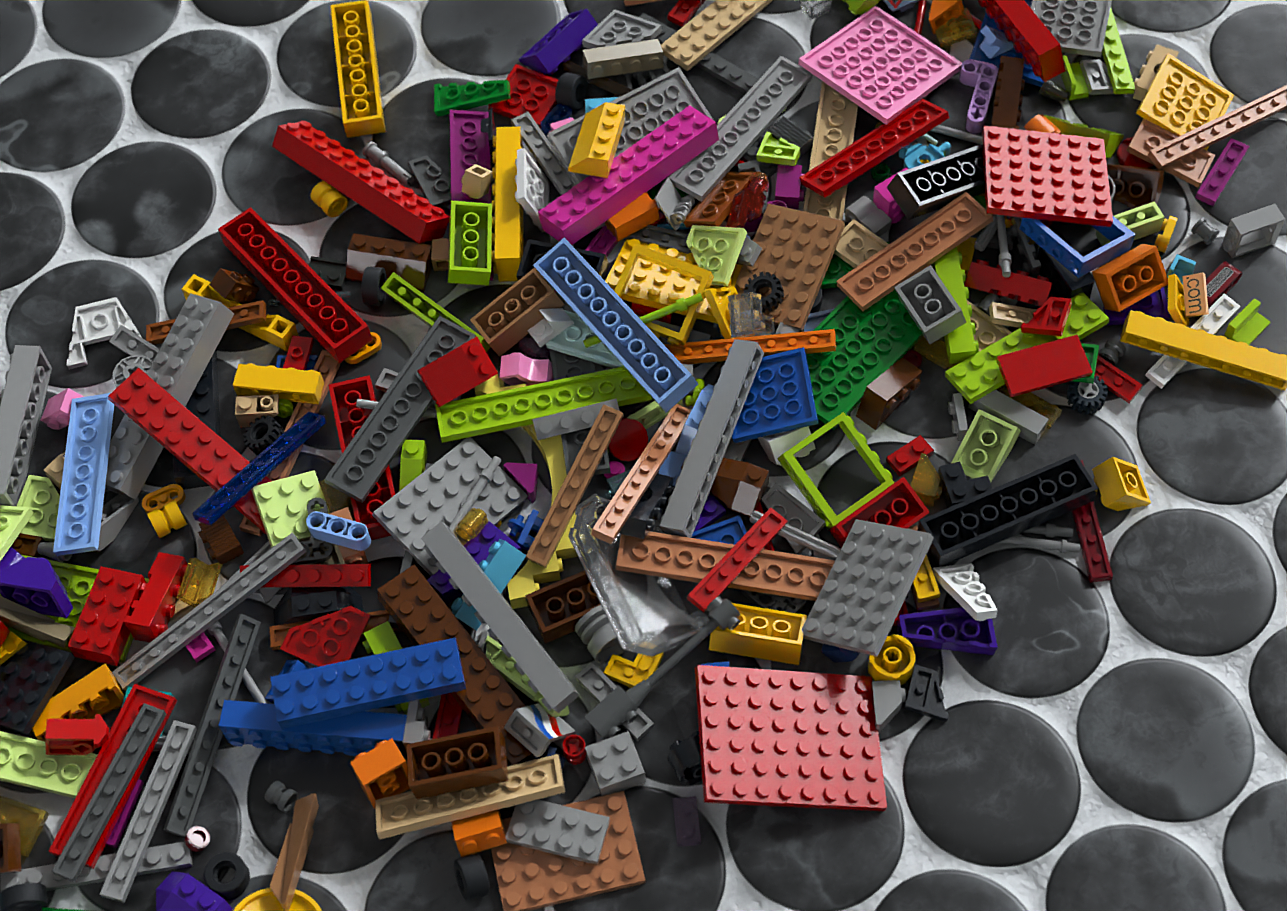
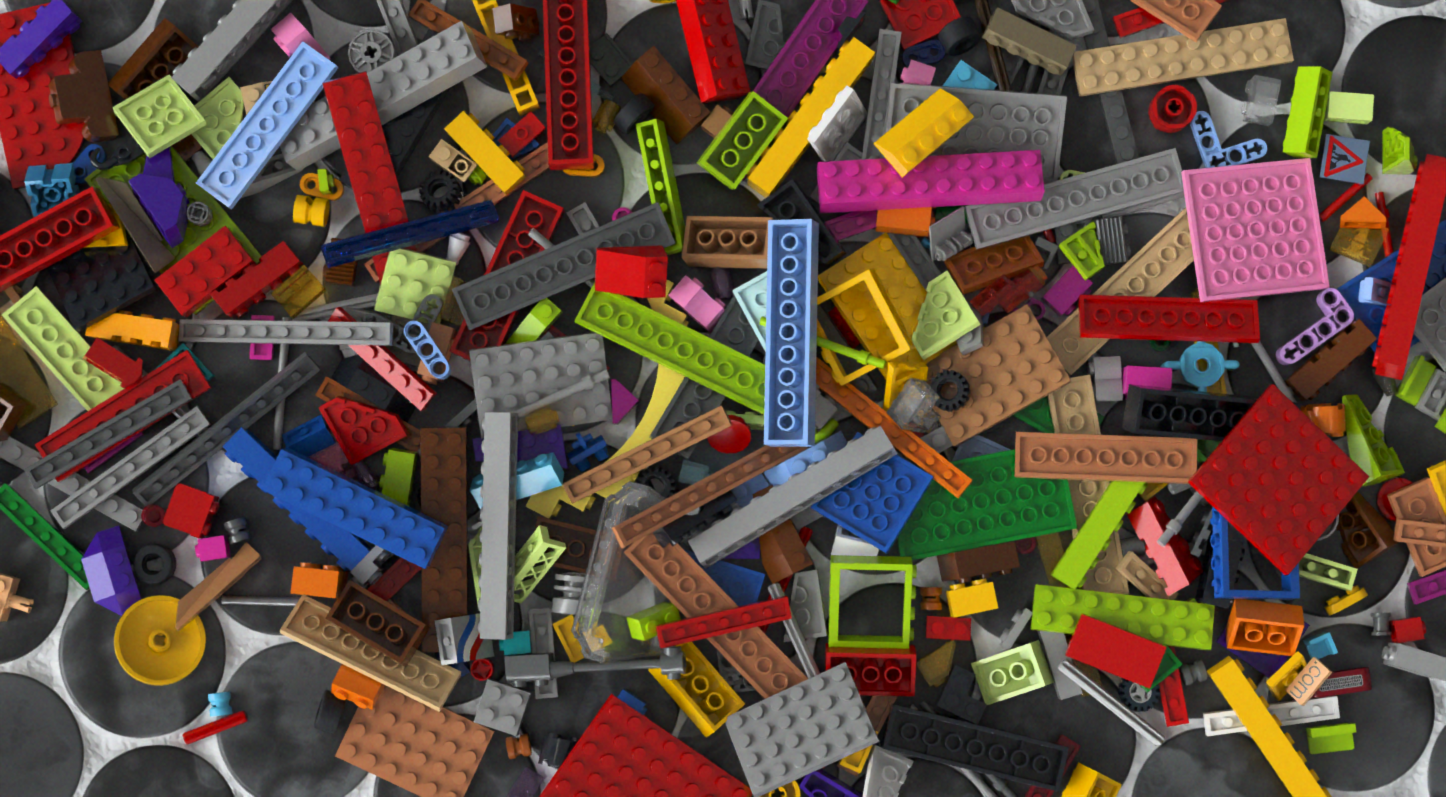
camera: 35 degrees right, 25 degrees up
(73, 579) = (203, 215): none -> light grey wheel
(163, 486) = (326, 181): none -> lime plate
(229, 810) = (191, 511): none -> red bracket
(270, 825) = (213, 548): none -> dark pink brick
(305, 461) = (457, 246): none -> white cone
(341, 840) = (260, 600): none -> flat silver bar
(353, 299) = (605, 116): none -> clear yellow brick
(476, 181) = (795, 79): tan brick -> none
(541, 623) = (531, 553): none -> yellowish green fence
(554, 323) = (746, 278): white slope -> none
(558, 830) = (420, 730): light grey plate -> none
(570, 420) = (695, 391): light grey plate -> none
(582, 706) = (518, 645): none -> teal brick
(615, 469) = (701, 451): dark pink plate -> none
(652, 788) = (518, 746): none -> dark orange wheel
(679, 608) = (643, 623): none -> lime brick
(757, 37) = (1180, 99): none -> red brick
(786, 112) = (1142, 206): none -> light grey bar
(793, 36) = (1216, 150): none -> light blue beam
(878, 442) = (930, 603): none -> dark orange wheel
(908, 415) = (972, 598): none -> yellow brick
(930, 304) = (1069, 522): light grey brick -> none
(1049, 318) = (1159, 612): red wing -> none
(1075, 410) = (1111, 702): none -> light grey axle
(1222, 219) = (1407, 629): none -> red brick

